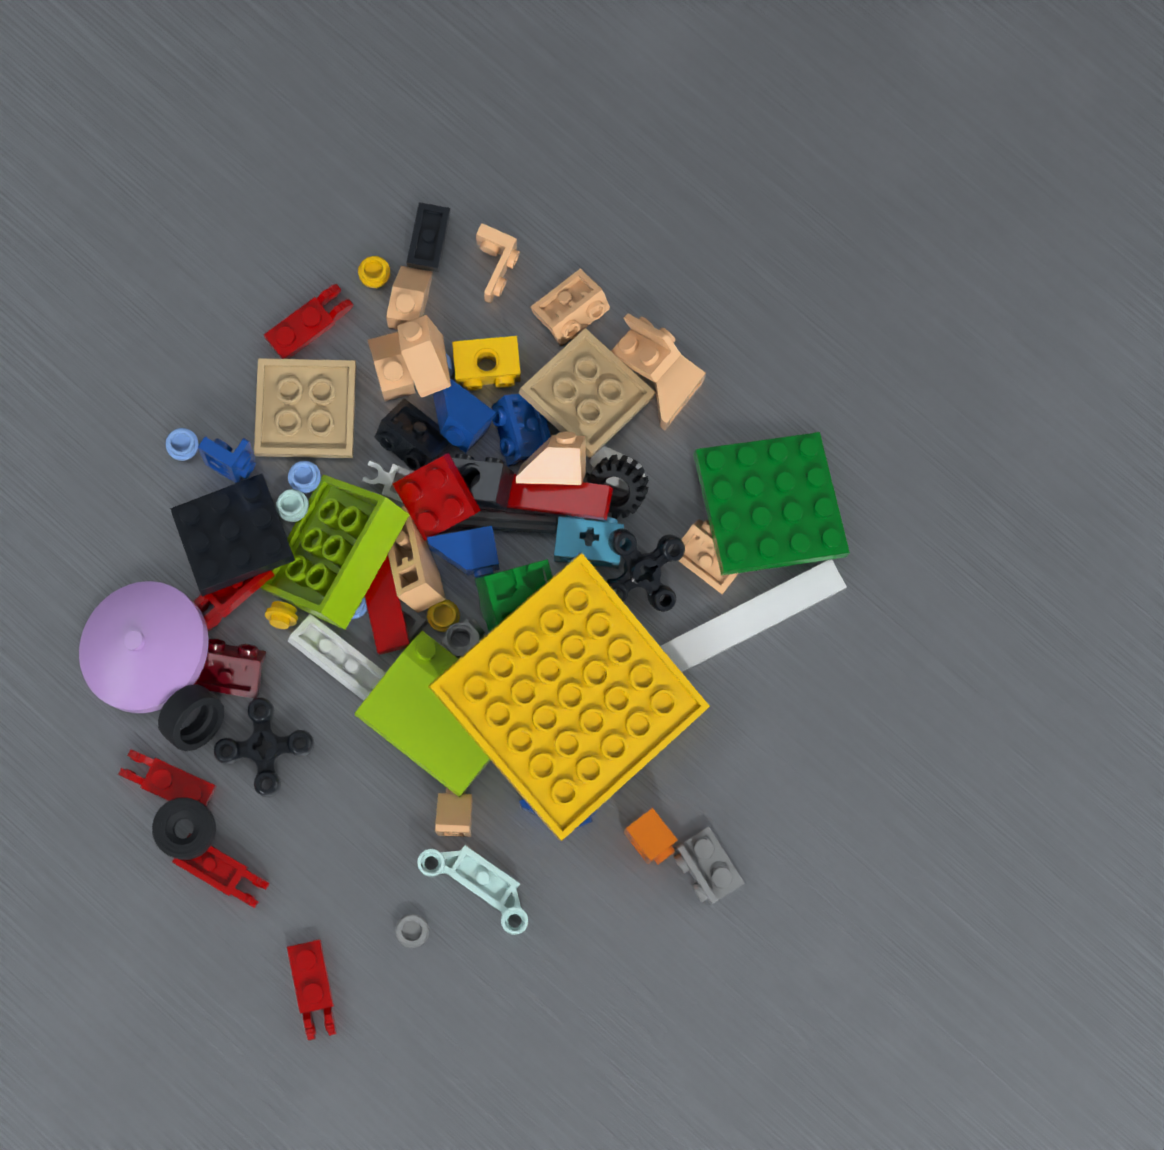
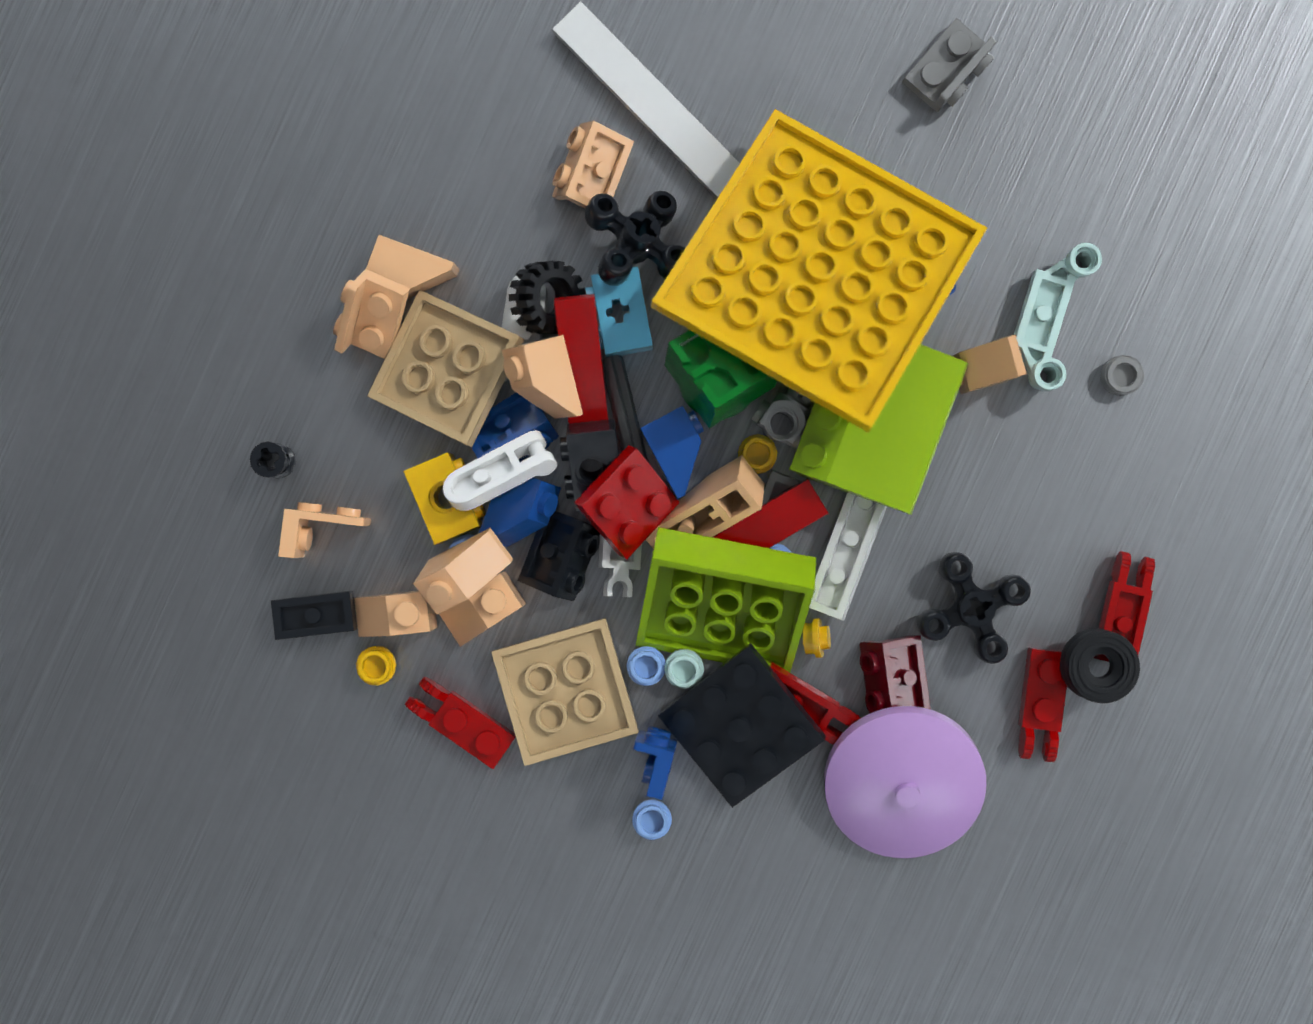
camera: 100 degrees left, 10 degrees up
(180, 706) = (971, 700): black tyre -> none
(312, 985) = (1216, 467): red hinge -> none
(491, 405) = (499, 471): none -> white plate
(566, 239) = (262, 454): none -> black bush
(571, 306) = (345, 421): light nougat bracket -> none
(651, 837) = (945, 132): orange brick -> none
(770, 503) = (511, 114): green plate -> none

